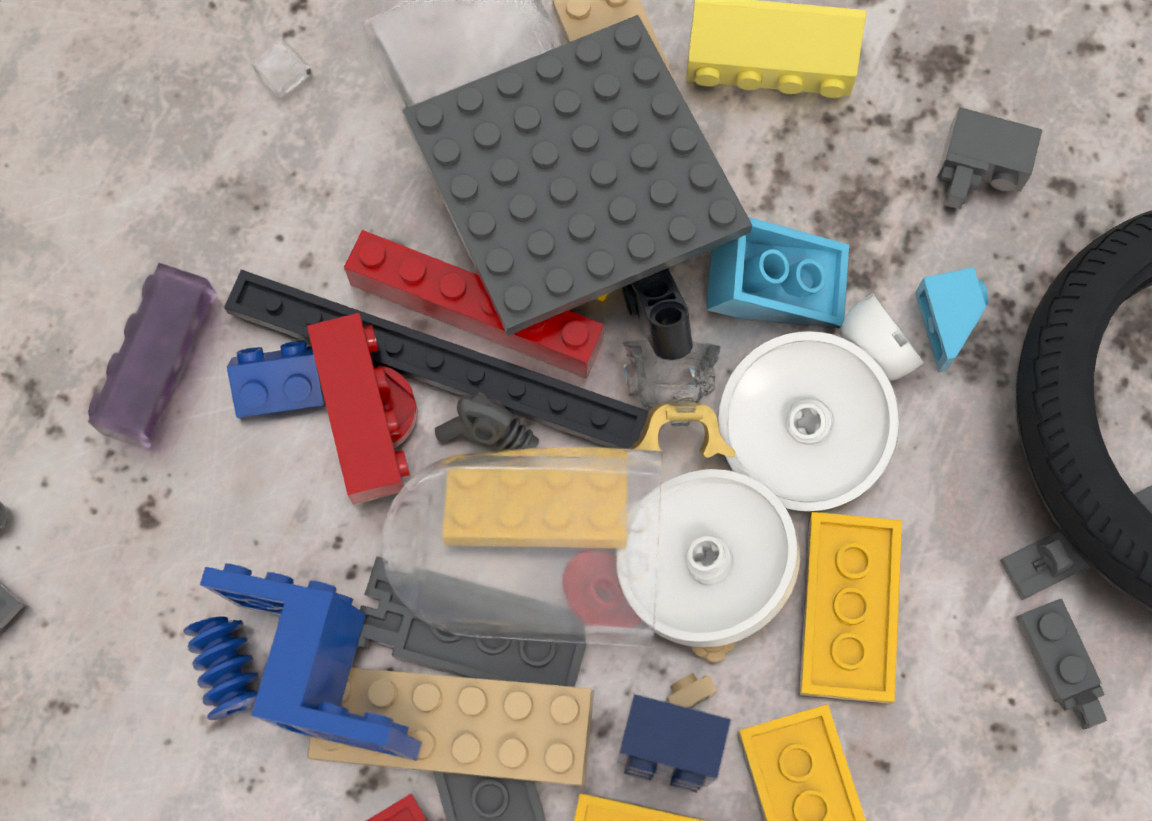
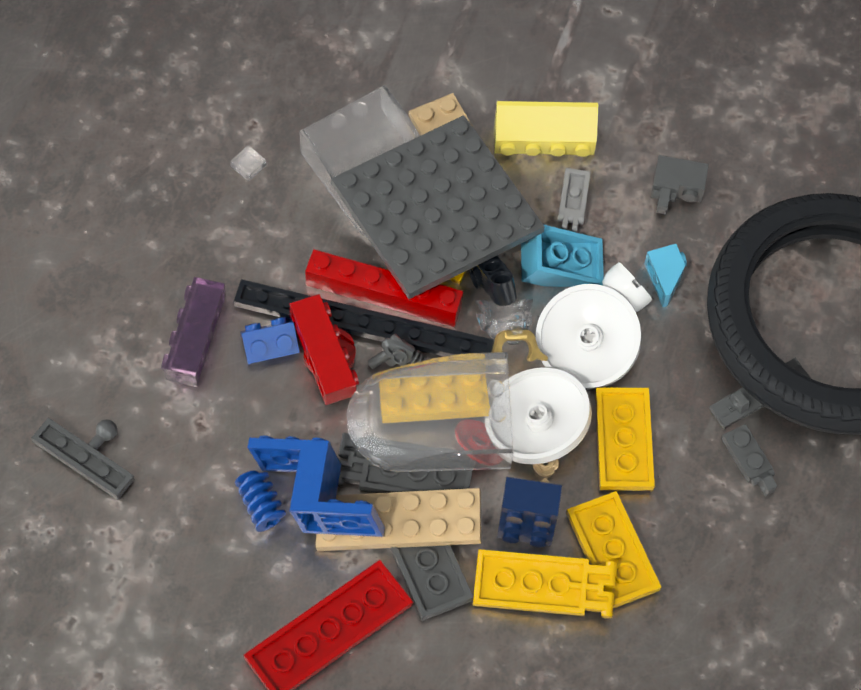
camera: 10 degrees left, 10 degrees down
(808, 170) = (573, 198): none -> light grey hinge

